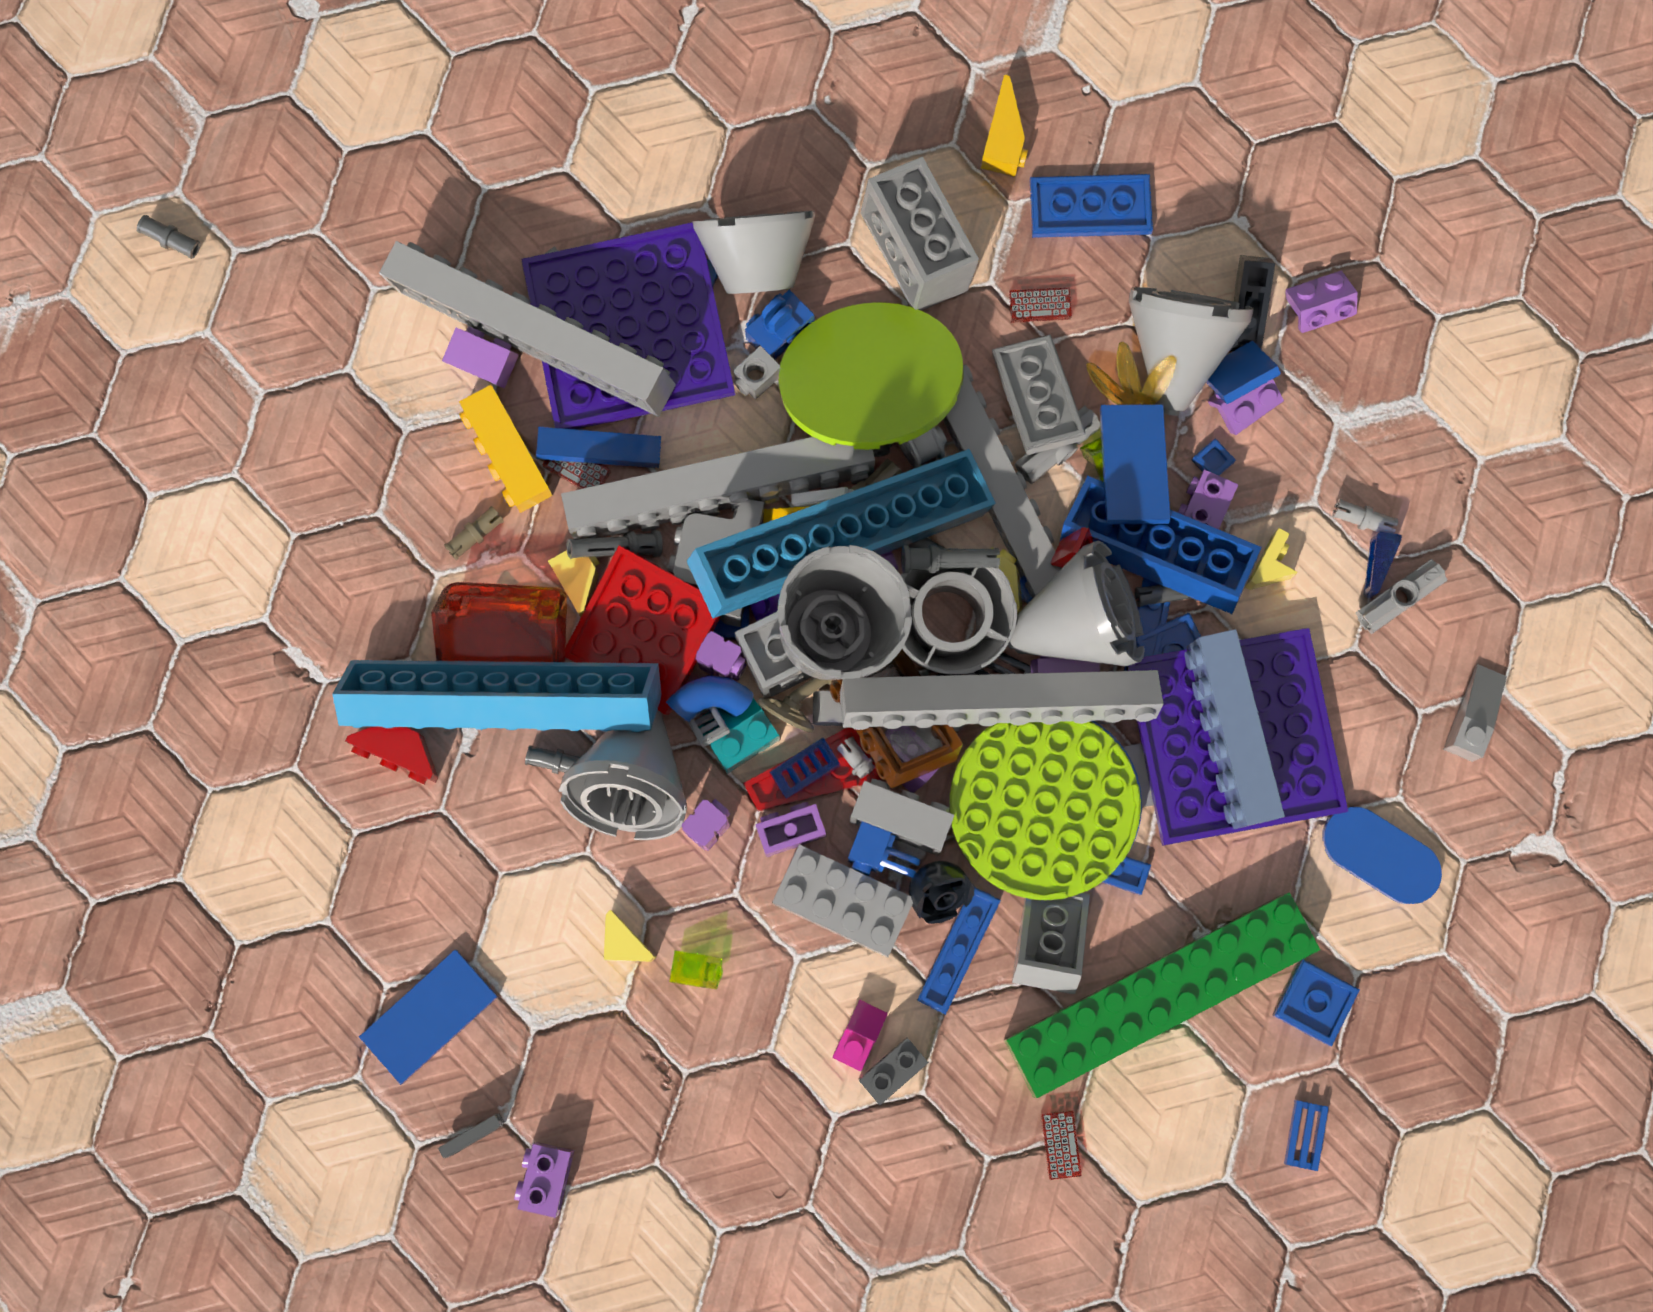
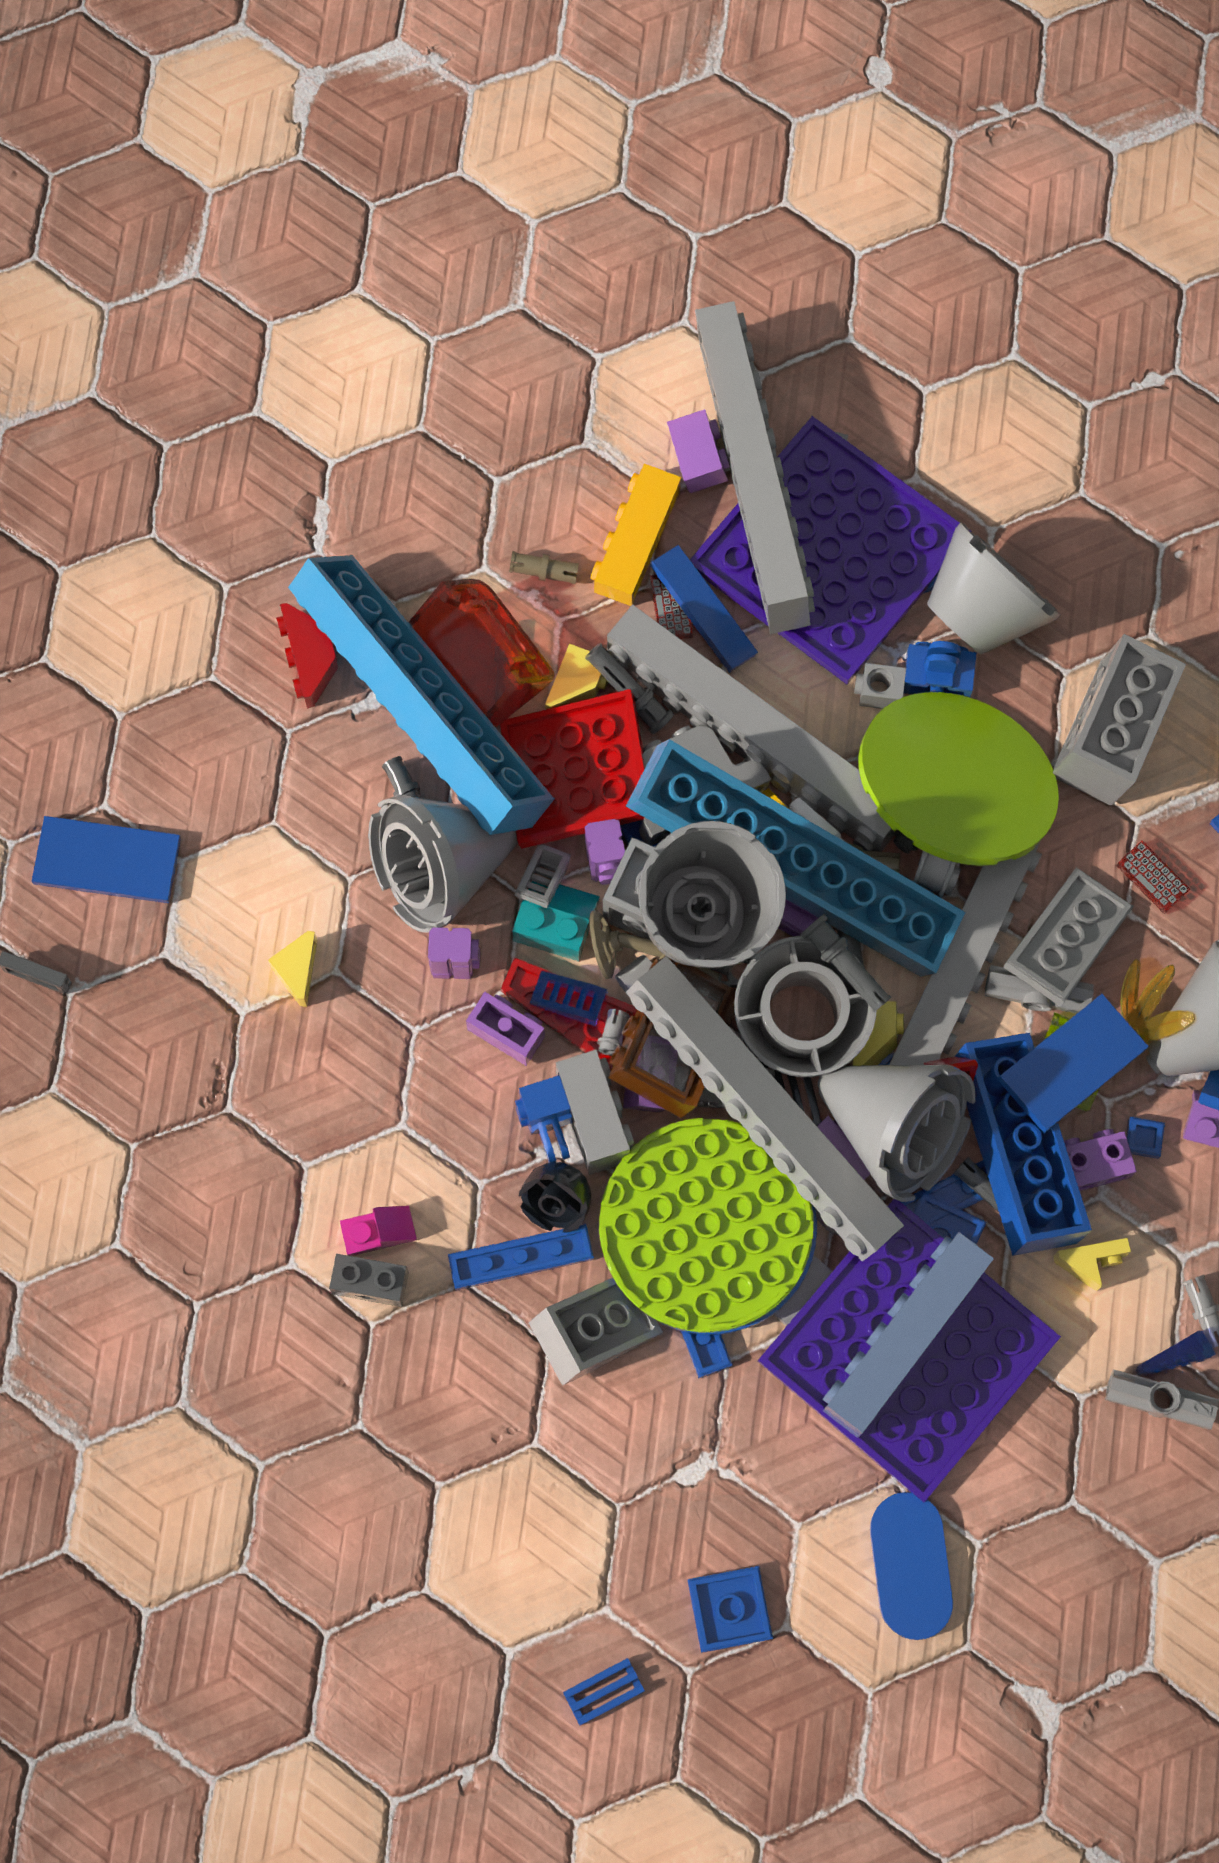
camera: 50 degrees right, 5 degrees down
(168, 236) = (586, 126): dark grey pin -> none
(544, 1179) = (45, 1061): medium lavender brick -> none
(696, 970) = (322, 1047): clear neon green bracket -> none
(710, 692) = (566, 863): blue cylinder -> none
(843, 901) = (481, 1122): light grey brick -> none
(1061, 1145) = (421, 1479): tile -> none
(1161, 995) = (624, 1462): green brick -> none
(1476, 715) = (1112, 1551): light grey slope -> none

